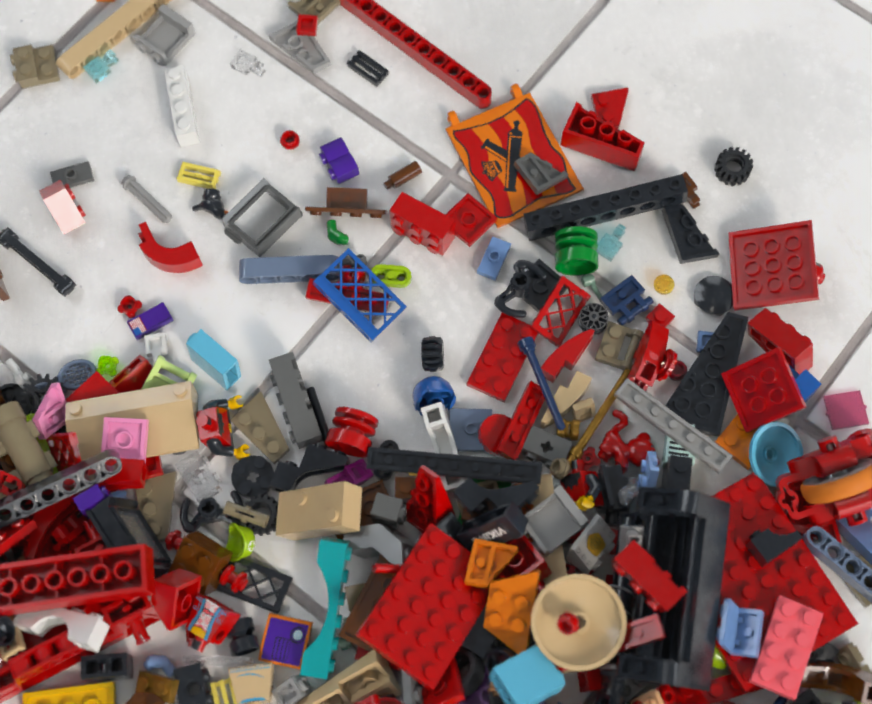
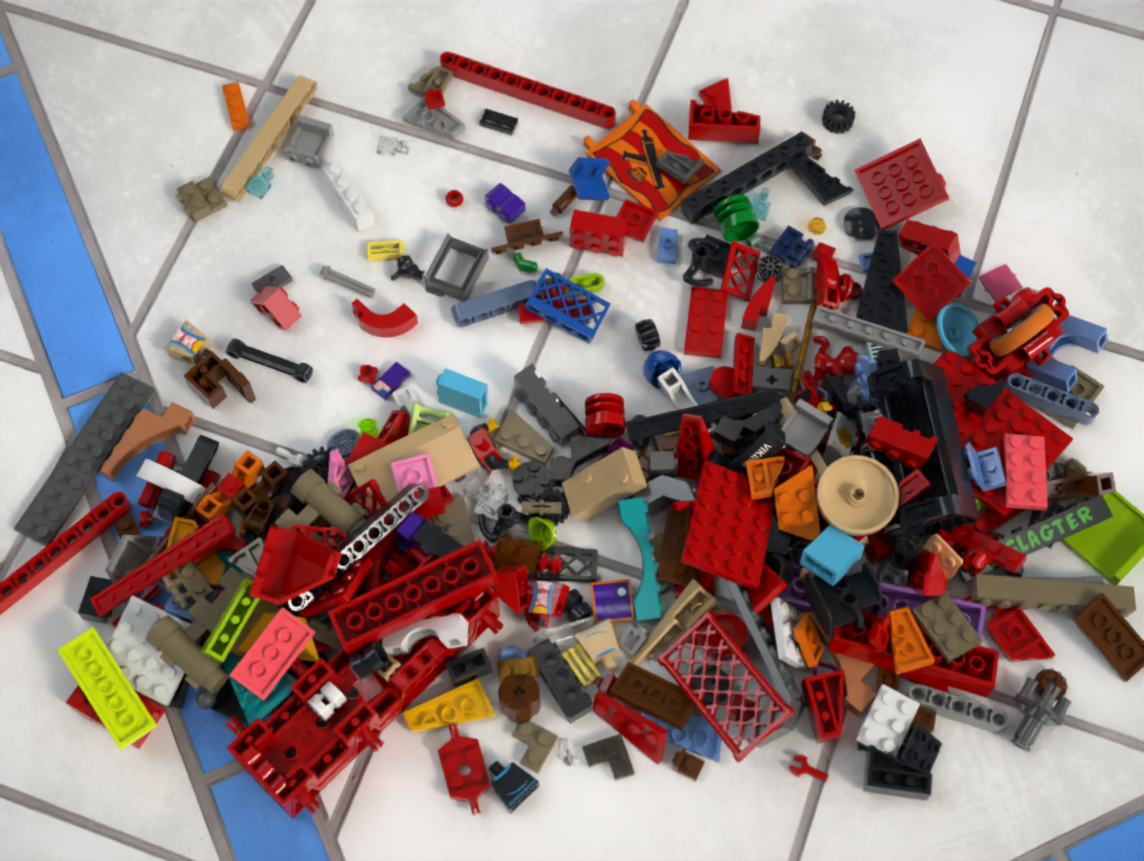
camera: 20 degrees left, 5 degrees down
(436, 160) = (588, 178): none -> blue bracket
(527, 346) = (725, 305): dark blue piece -> none
(560, 468) = (790, 391): dark tan plate -> none
(568, 623) = (851, 500): red plate -> none

